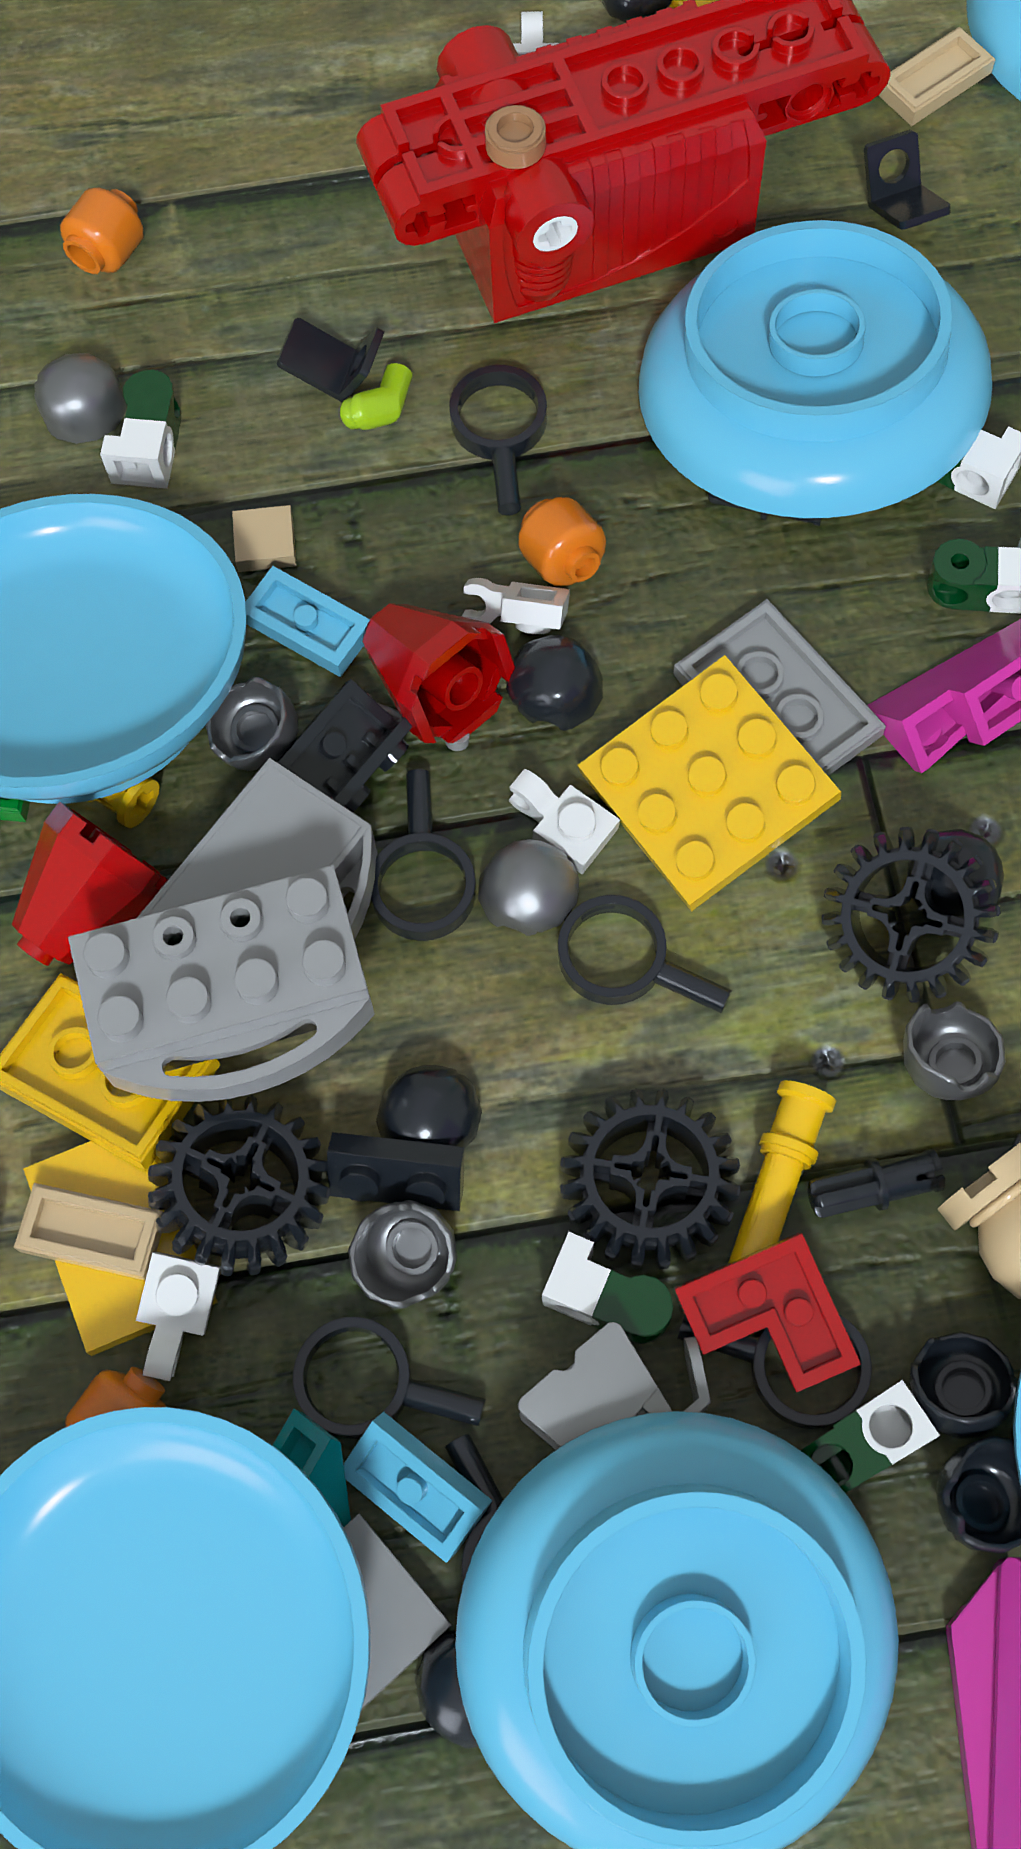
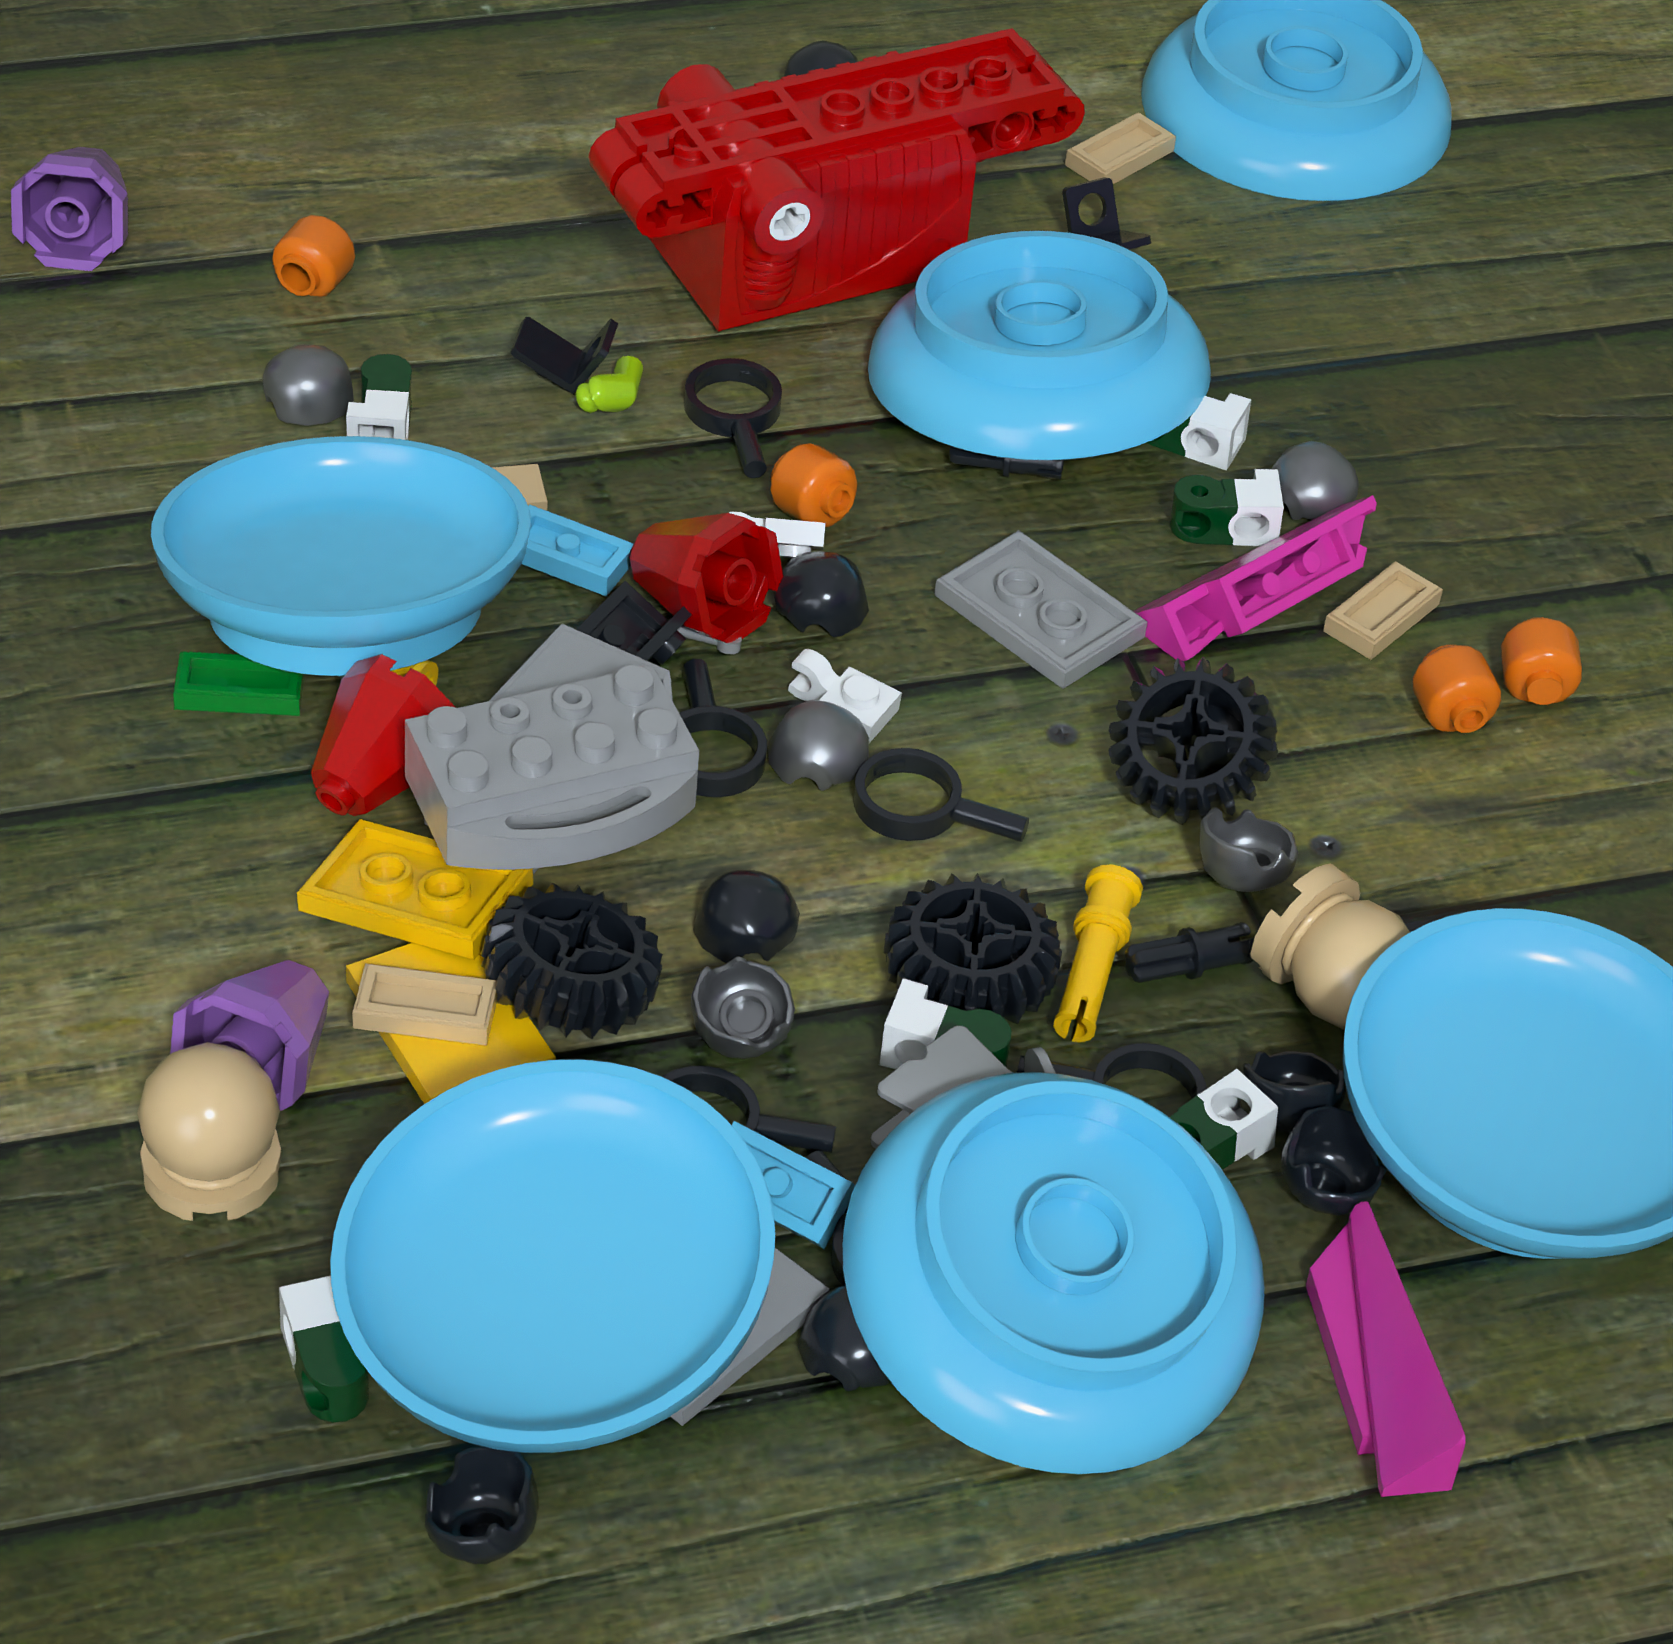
camera: 15 degrees left, 25 degrees down
(177, 1301) = (522, 1036): white plate -> none
(253, 725) = (524, 619): flat silver hair -> none
(395, 1171) = (702, 941): black plate -> none
(515, 137) = (749, 138): medium nougat tile -> none
(709, 782) = (984, 663): yellow plate -> none
(775, 1291) = (1113, 1013): red plate -> none

